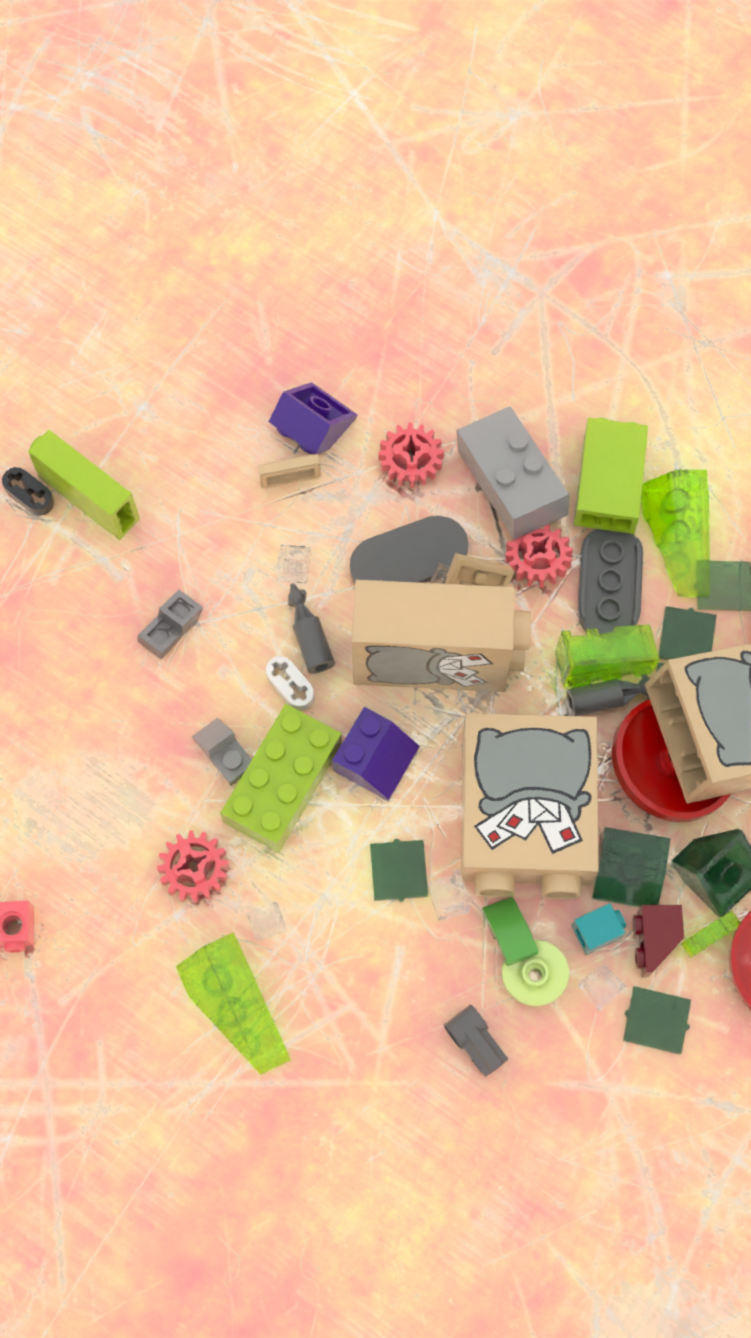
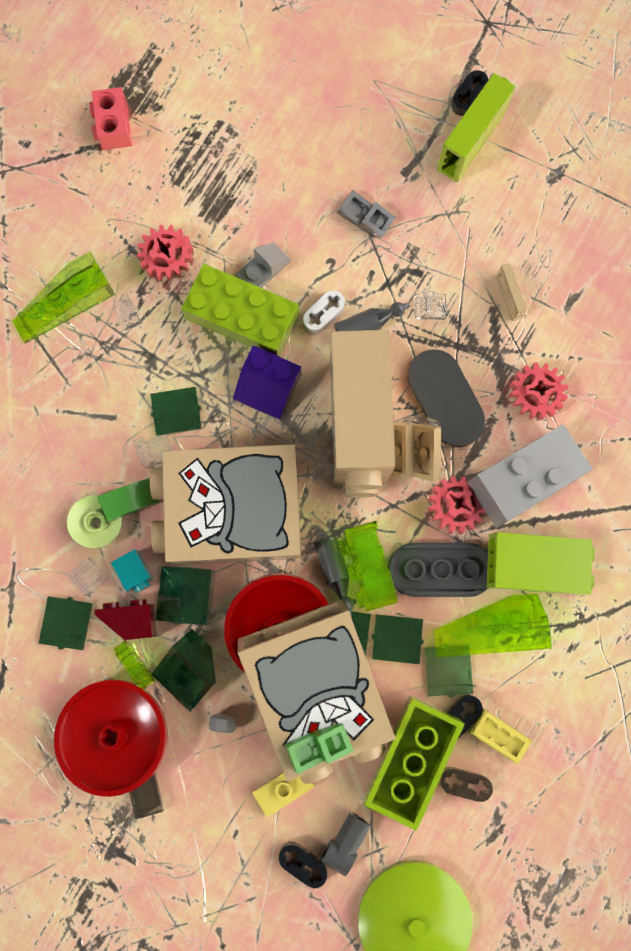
camera: 85 degrees right, 10 degrees up
(311, 418) = (564, 305): dark purple slope -> none
(471, 1034) = (46, 474): dark grey piece -> none

